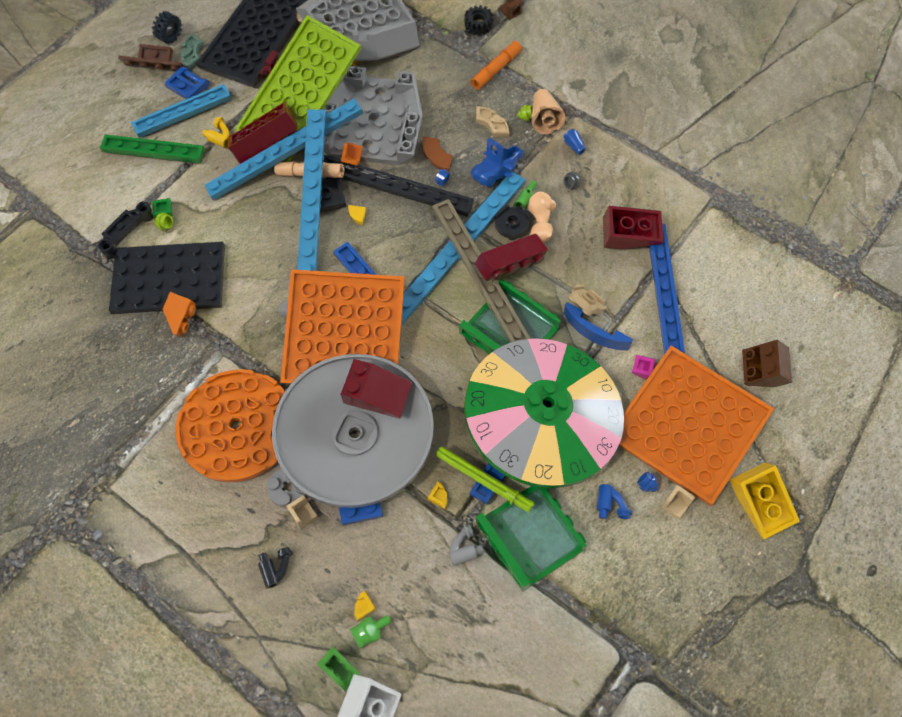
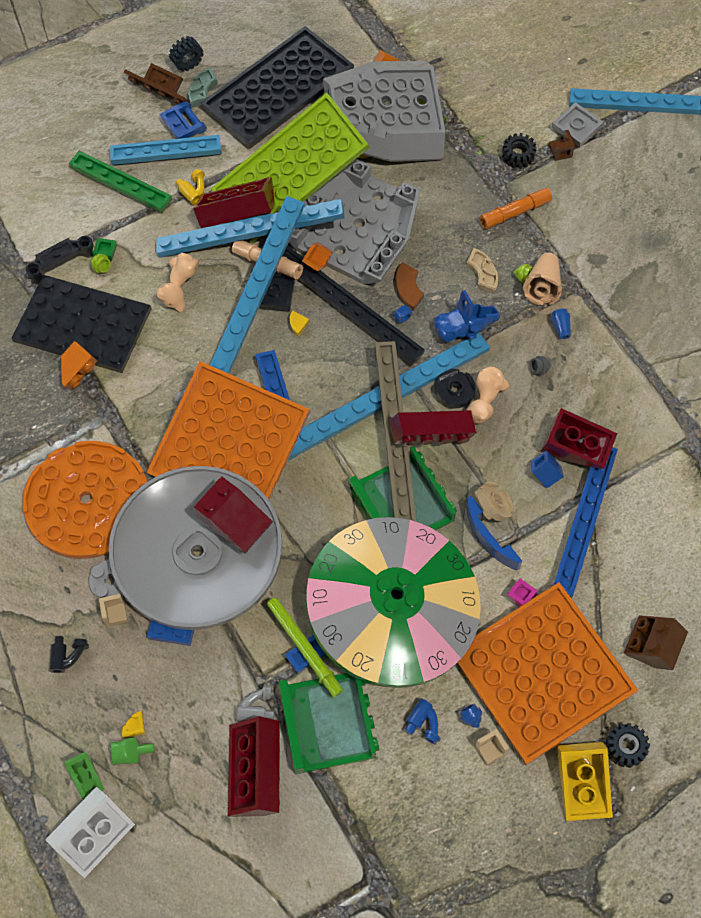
camera: 20 degrees right, 0 degrees up
(239, 202) = (182, 268): none -> light nougat animal
(270, 62) = (274, 128): dark red plate -> none
(438, 496) = (254, 646): yellow tile -> none
(486, 601) = (254, 767): none -> dark red slope
(525, 195) = (480, 364): bright green piece -> none
(616, 260) = (546, 469): none -> blue panel
(782, 447) = (624, 755): none -> black bush

